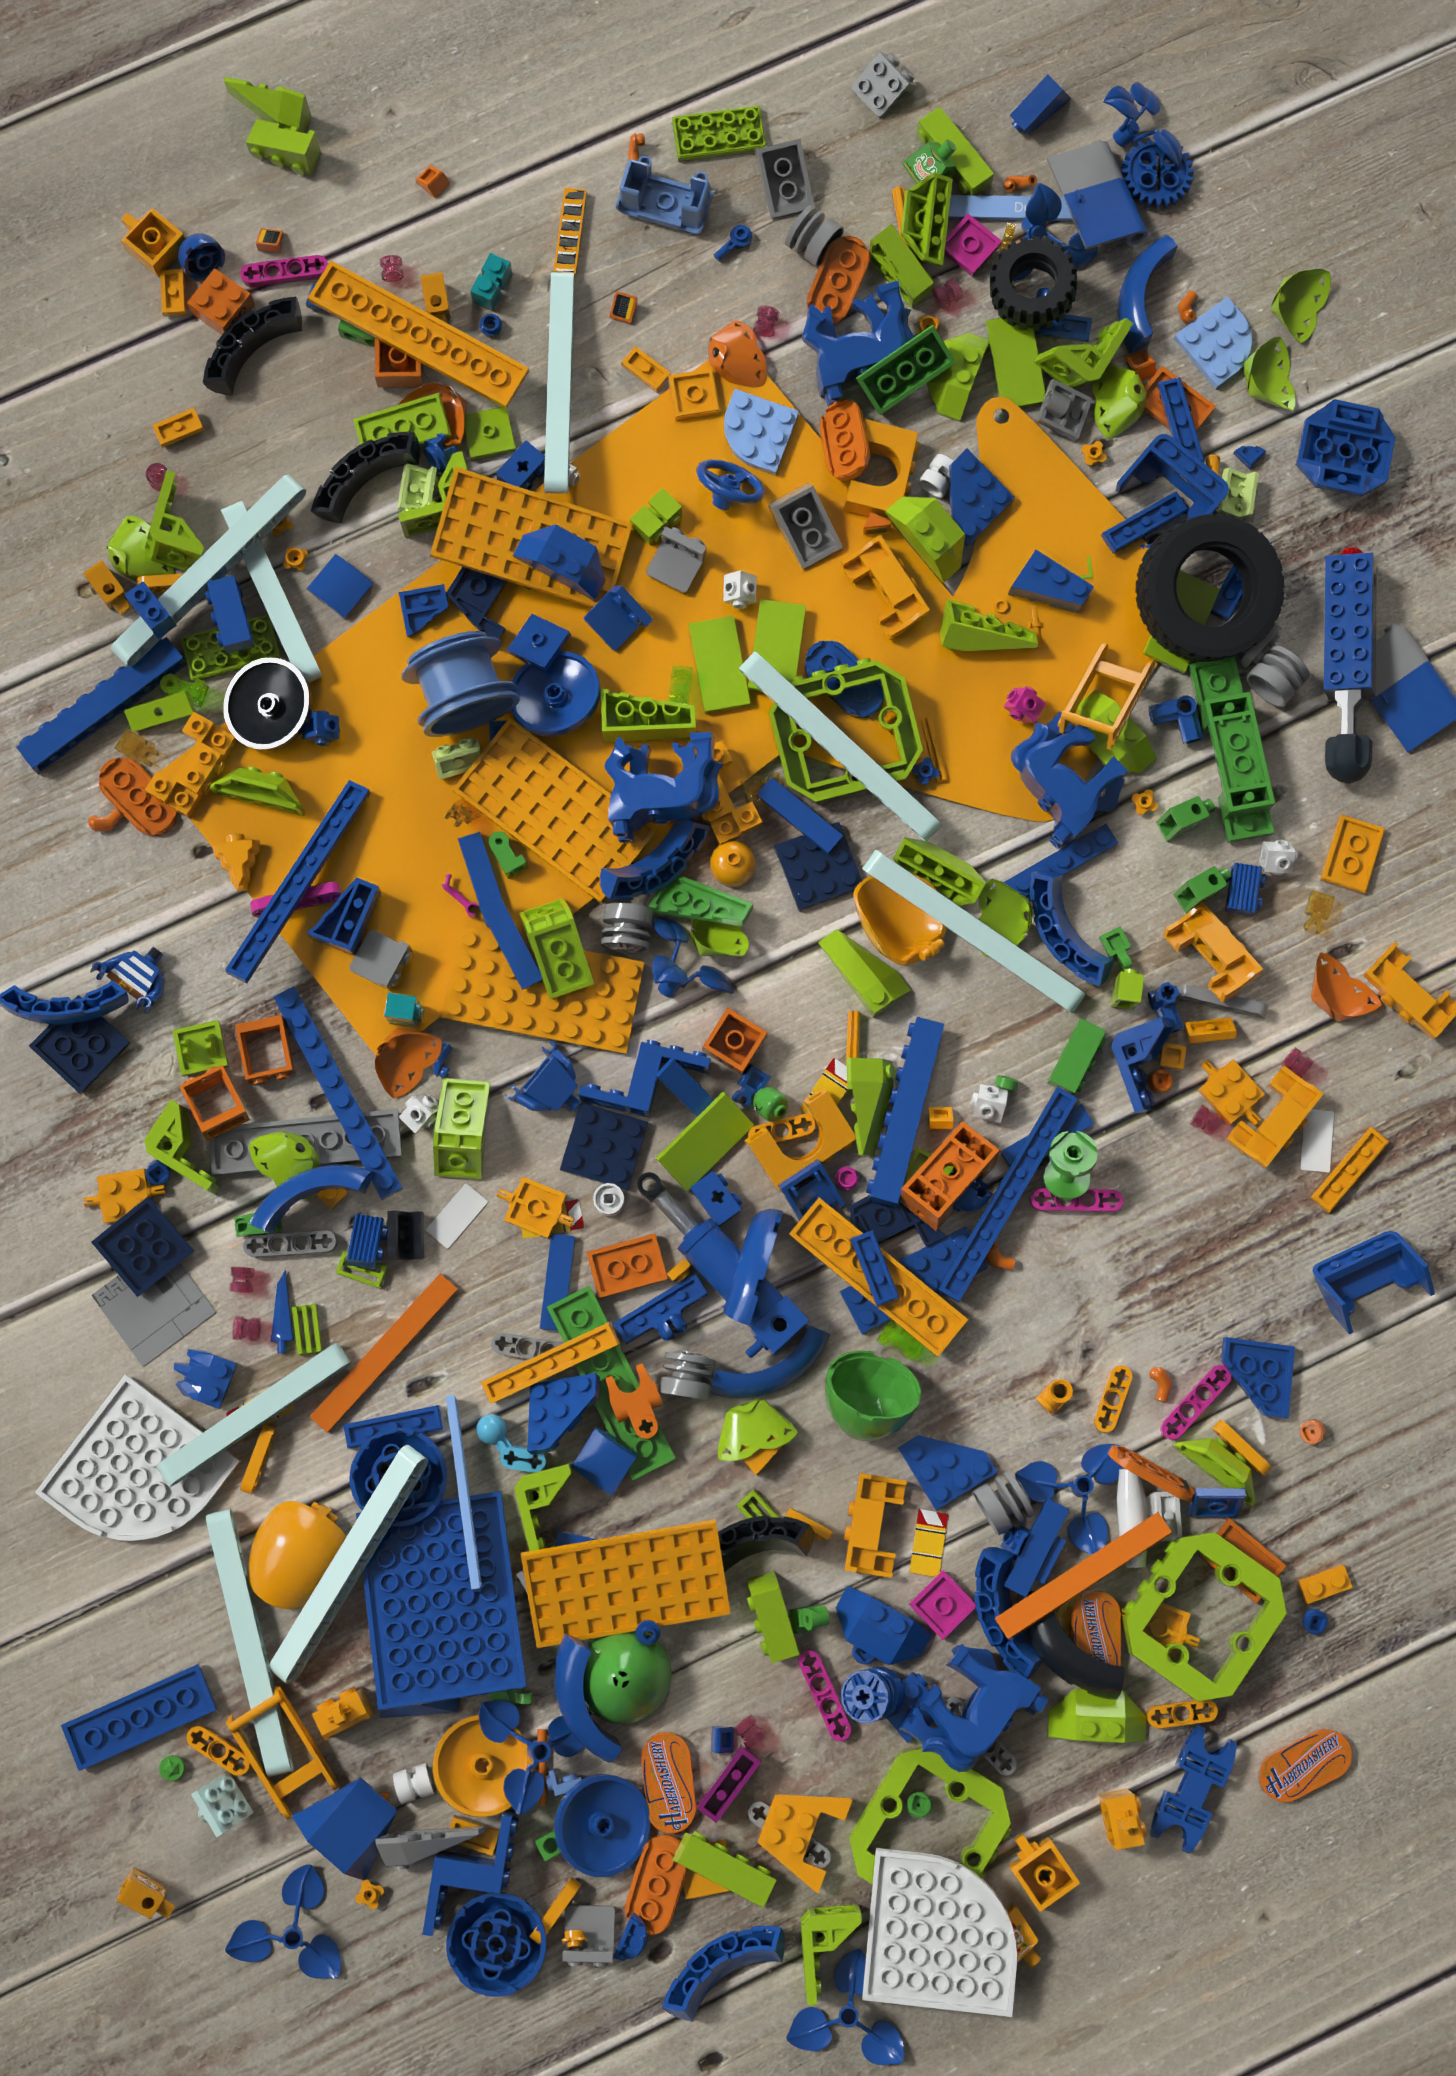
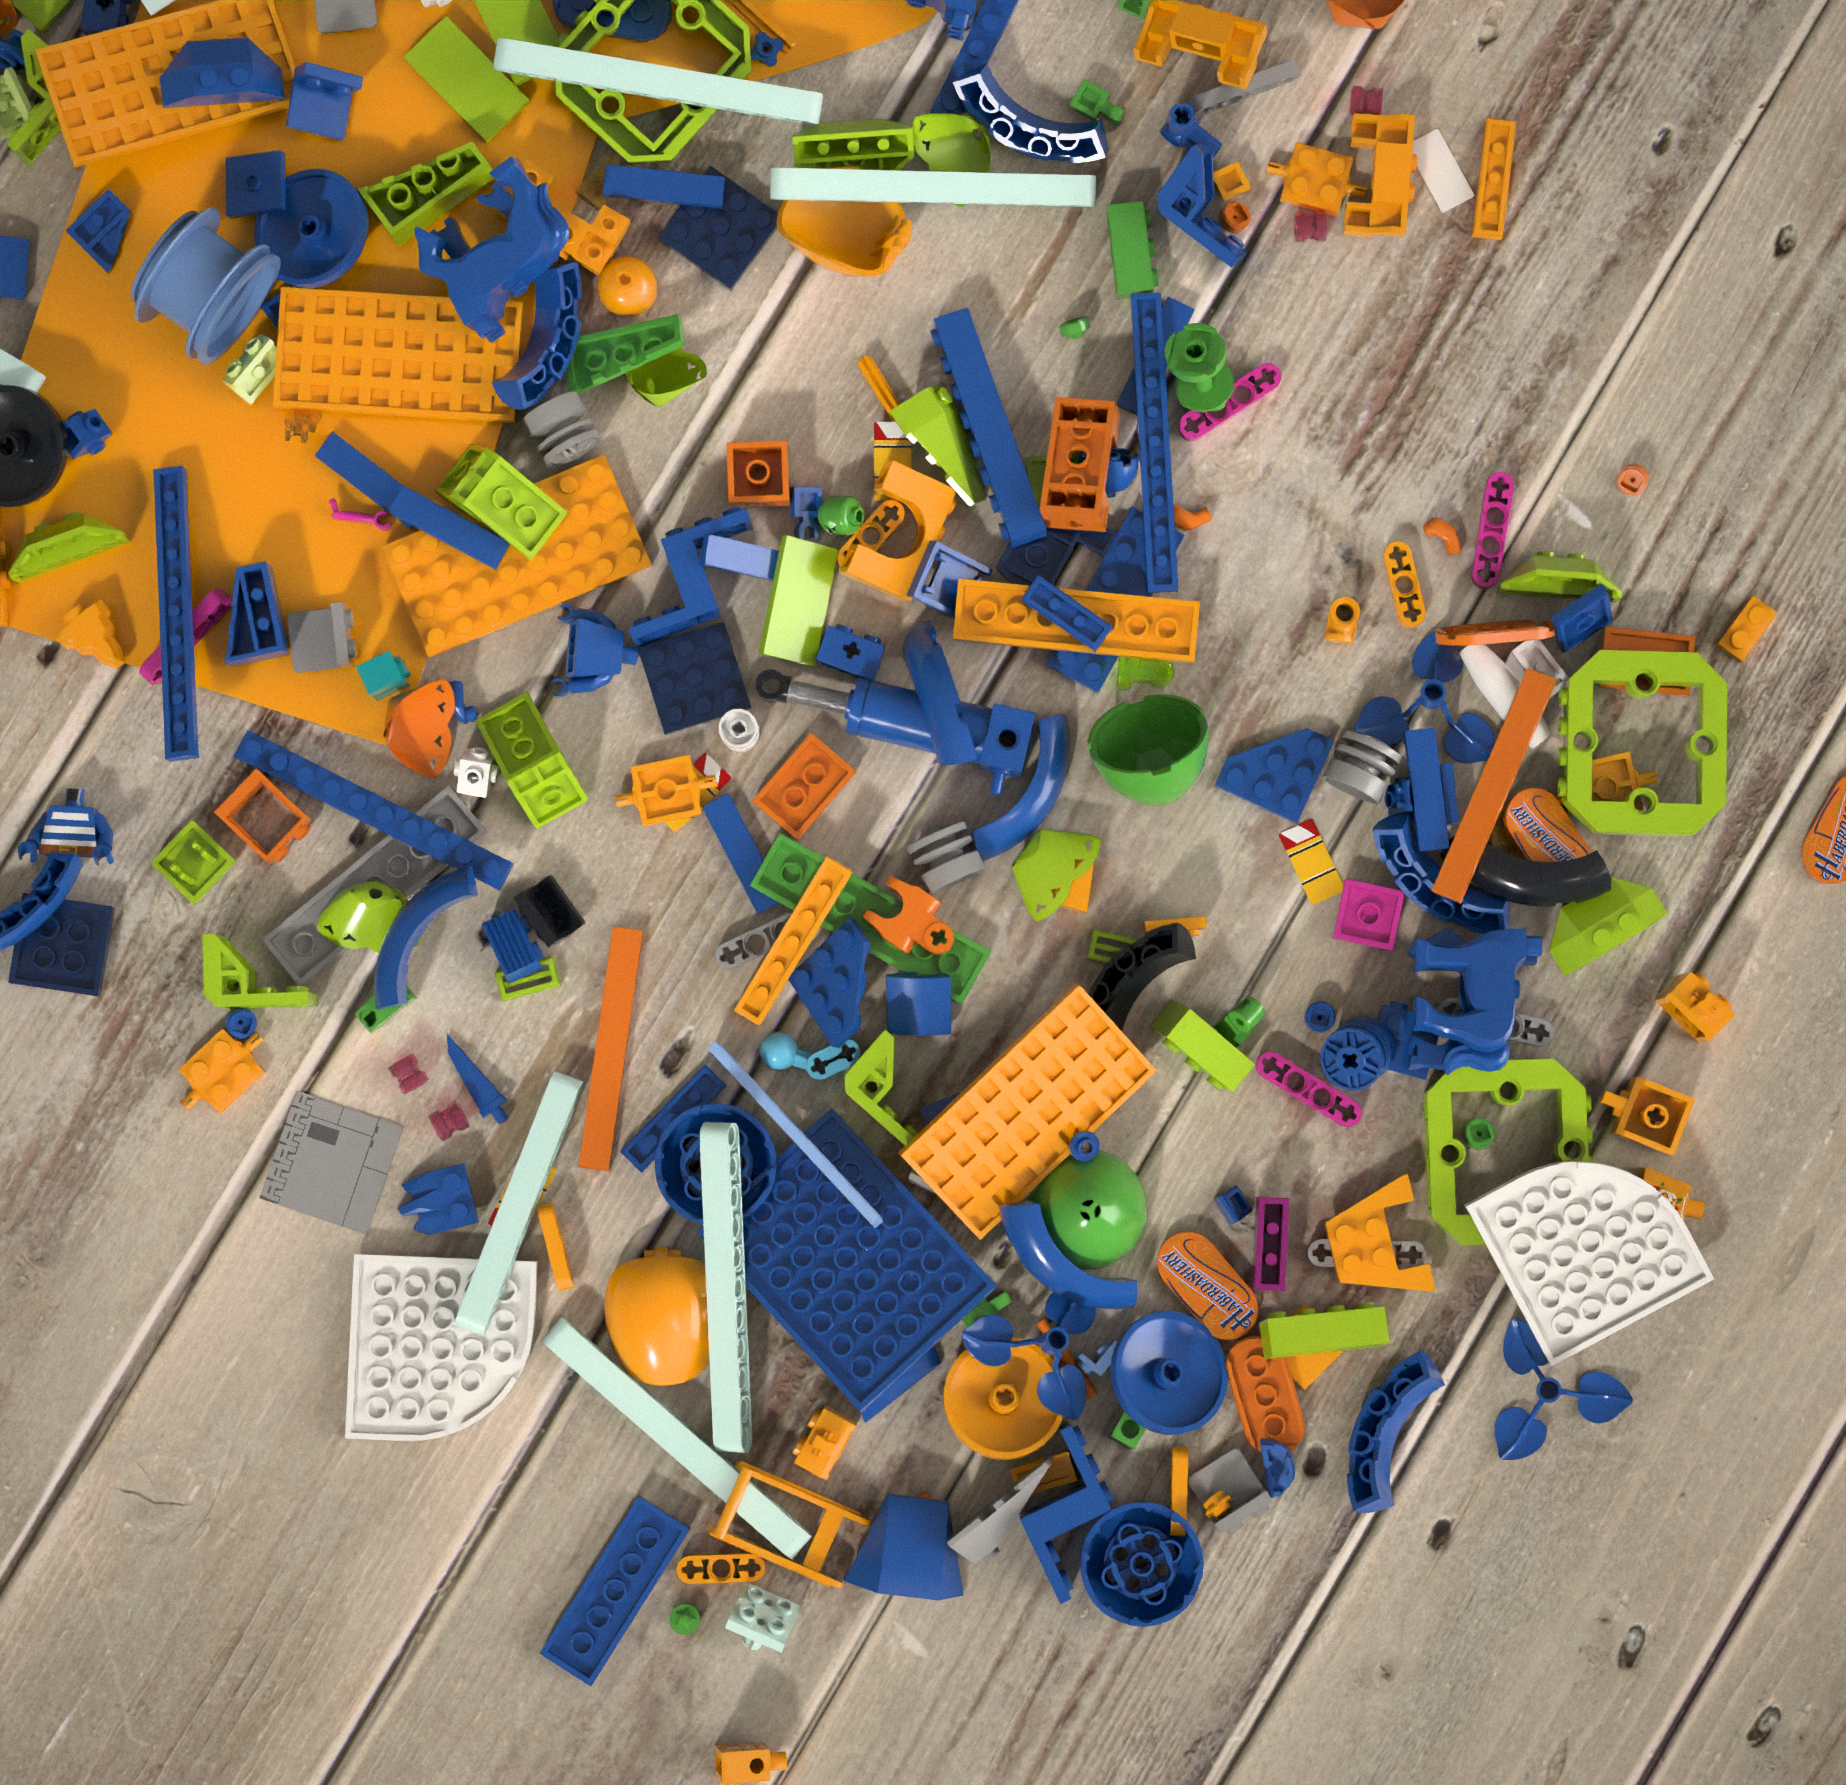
camera: 30 degrees left, 5 degrees up
(142, 1246) = (279, 1109): dark blue plate -> none
(223, 1121) = (274, 920): orange window -> none
(290, 1244) = (430, 998): light grey beam -> none
(295, 1310) = (495, 1059): lime tile -> none
(319, 1957) = (969, 1700): blue plant -> none
(332, 1197) = (443, 924): light orange plate -> none
(362, 1897) = (969, 1600): light orange plate -> none
(414, 1783) = (946, 1463): white wheel -> none
(456, 1215) = (588, 855): white sticker -> none
(474, 596) = (150, 180): dark blue wing -> none
(503, 853) = (377, 439): bright green leg -> none
(662, 1311) = (874, 809): blue plate -> none
(673, 977) = (647, 448): blue plant -> none
(680, 684) = (440, 128): clear neon green leg -> none
(680, 1271) = (864, 755): light orange plate -> none
(749, 1731) = (1256, 1177): clear pink wheel -> none
(836, 1925) = (1476, 1311): lime bracket -> none
(846, 1178) = (973, 540): dark pink plate -> none
(866, 1523) = (1234, 884): light orange bracket -> none
(868, 976) = (852, 311): lime wedge -> none
(879, 1628) = (1319, 982): blue wedge -> none
(940, 1118) = (1029, 410): light orange plate -> none
(989, 1103) = (1071, 360): white brick -> none
(1127, 990) = (1137, 142): lime piece -> none
(1164, 1722) = (1675, 881): light orange beam -> none
(1193, 1789) = (1748, 927): blue piece -> none
(1210, 1030) = (1252, 127): light orange plate -> none
(1241, 1447) = (1568, 544): light orange beam -> none
(1262, 1373) = (1540, 453): blue plate -> none
(1314, 1621) = (1761, 674): blue tile -> none
(1366, 1269) = (1579, 271): blue windscreen -> none

